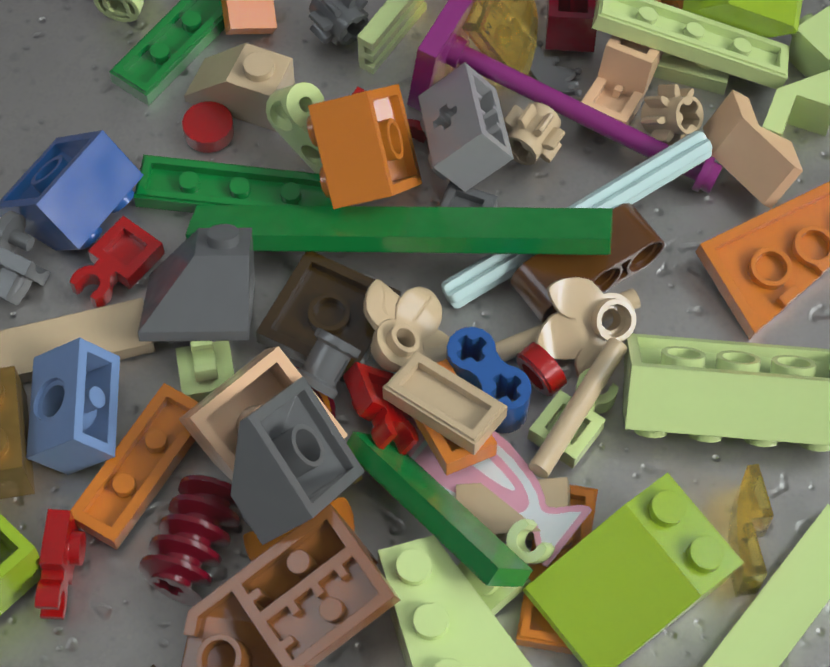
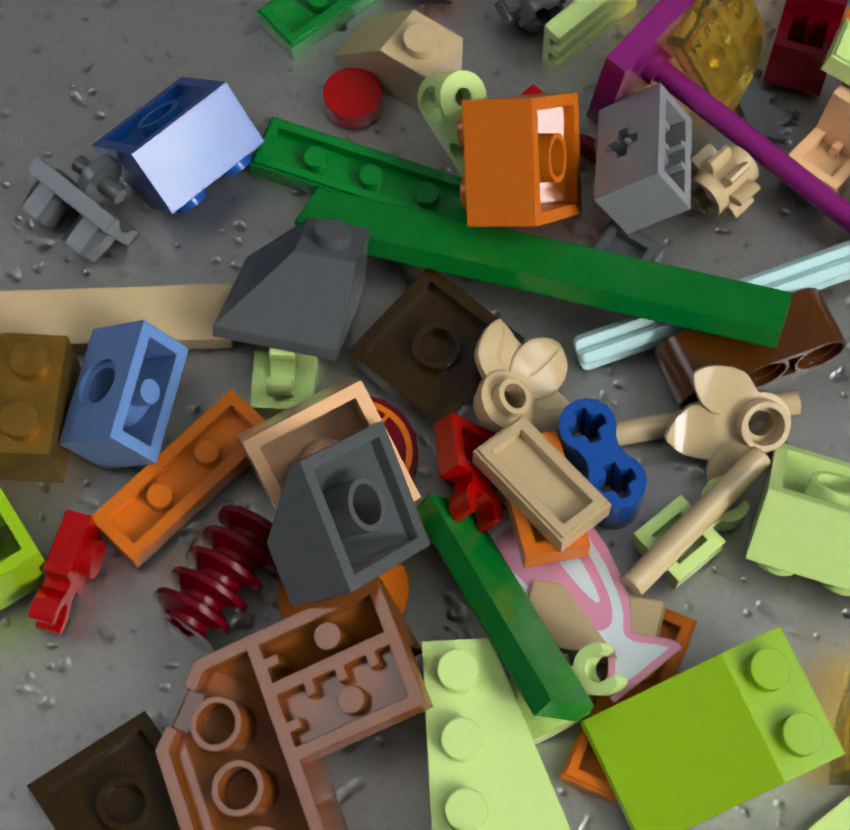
camera: 15 degrees right, 5 degrees up
(118, 256) = (218, 230): red plate -> none
(327, 362) = (416, 407): dark grey bush -> none
(541, 369) = (664, 464): red tile -> none

